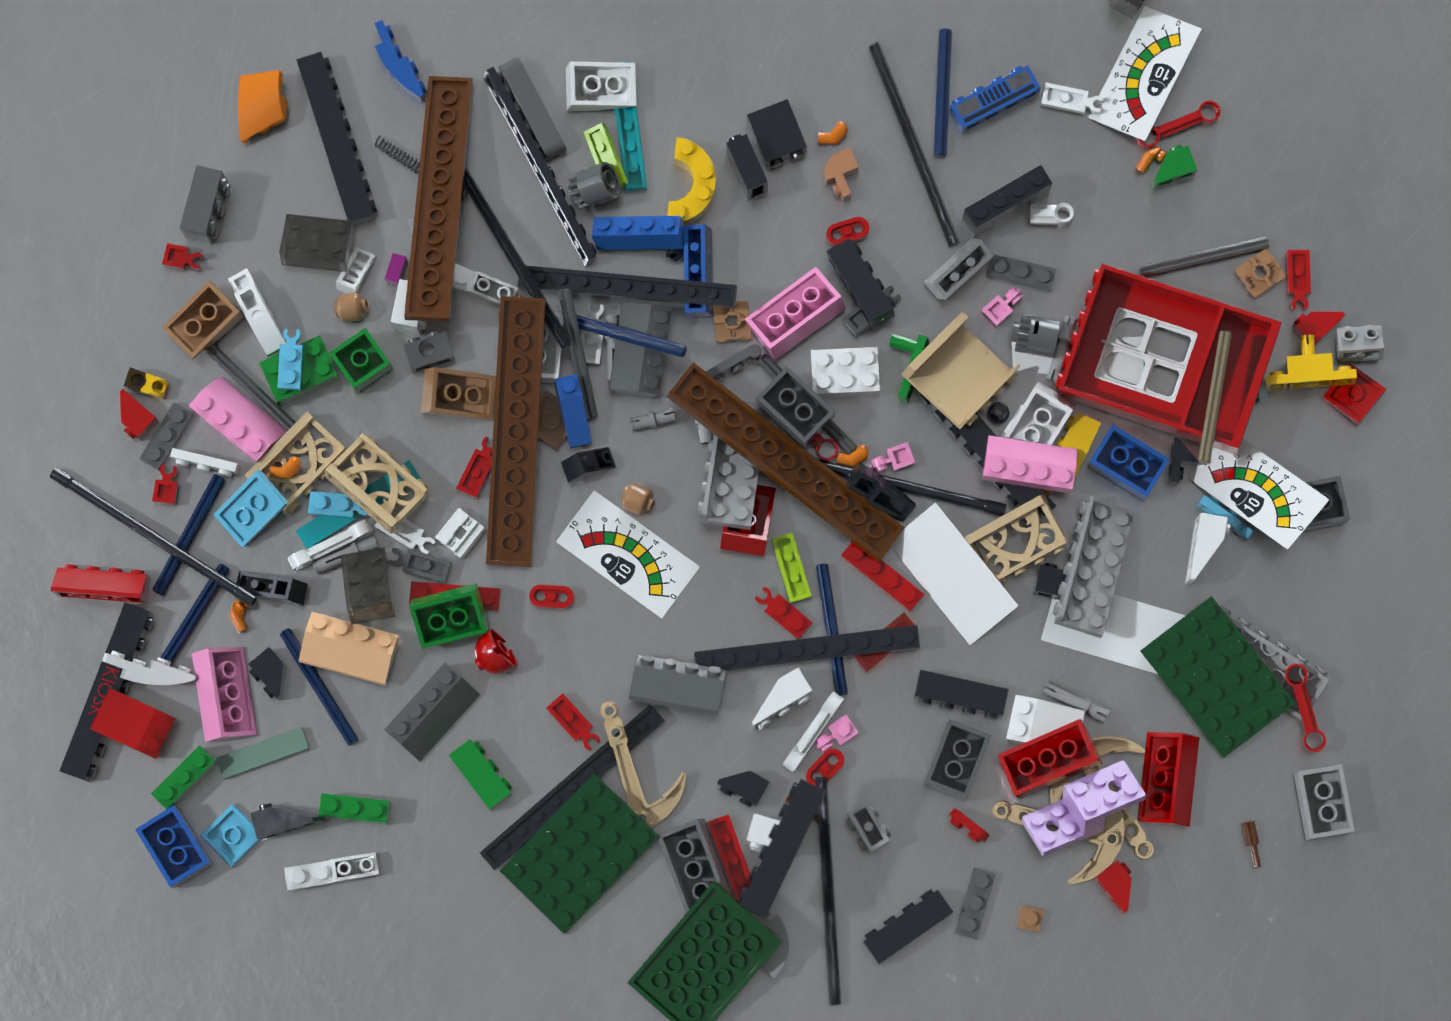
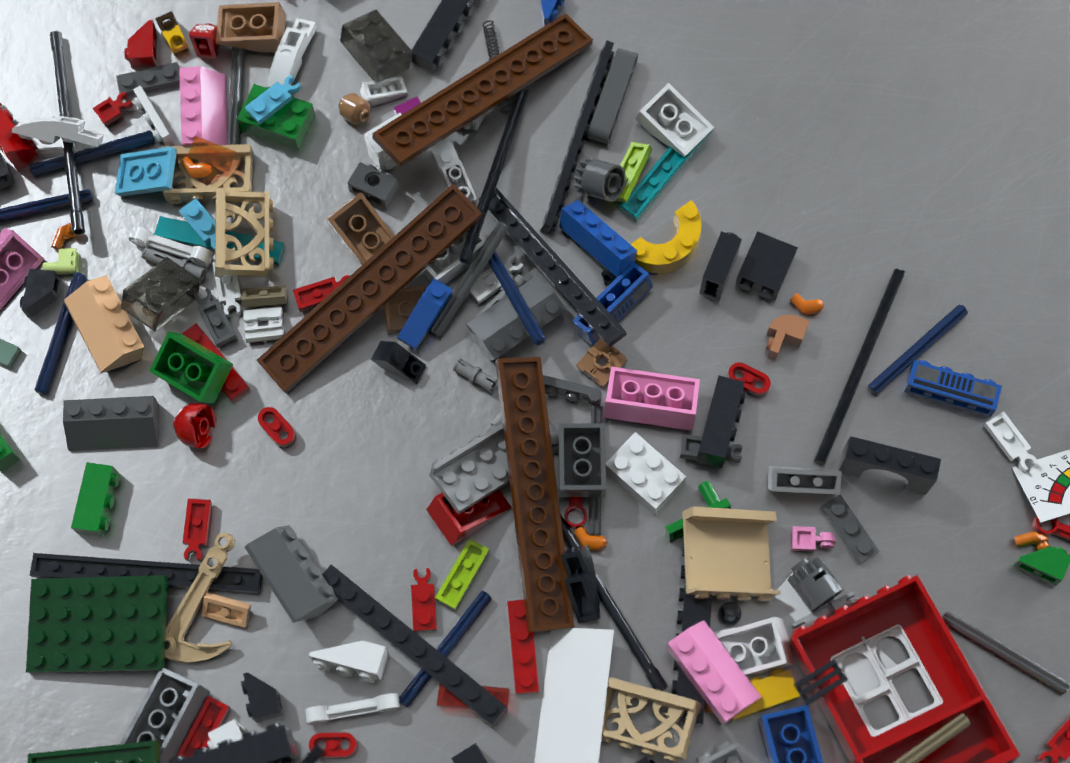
camera: 45 degrees right, 10 degrees down
(145, 547) = (51, 128): none -> white slope
(178, 362) = (203, 40): none -> red slope
(265, 635) = (67, 262): none -> yellowish green piece
(273, 587) = (103, 238): black slope -> none
(288, 446) = (212, 153): none -> clear orange plate
(360, 360) = (321, 146): green brick -> none
(439, 513) = (264, 296): none -> dark tan plate
(628, 554) = (360, 452): white sticker -> none
(637, 498) = (406, 418): medium nougat head -> none
(656, 754) = (226, 610): none -> light nougat plate
(841, 731) = (374, 730): bright pink plate -> none
(898, 456) = (623, 571): bright pink plate -> none
(1047, 214) = (912, 507): white piece -> none
(1113, 382) = (837, 671): none -> black tile
(1248, 269) = (1051, 706): medium nougat piece -> none

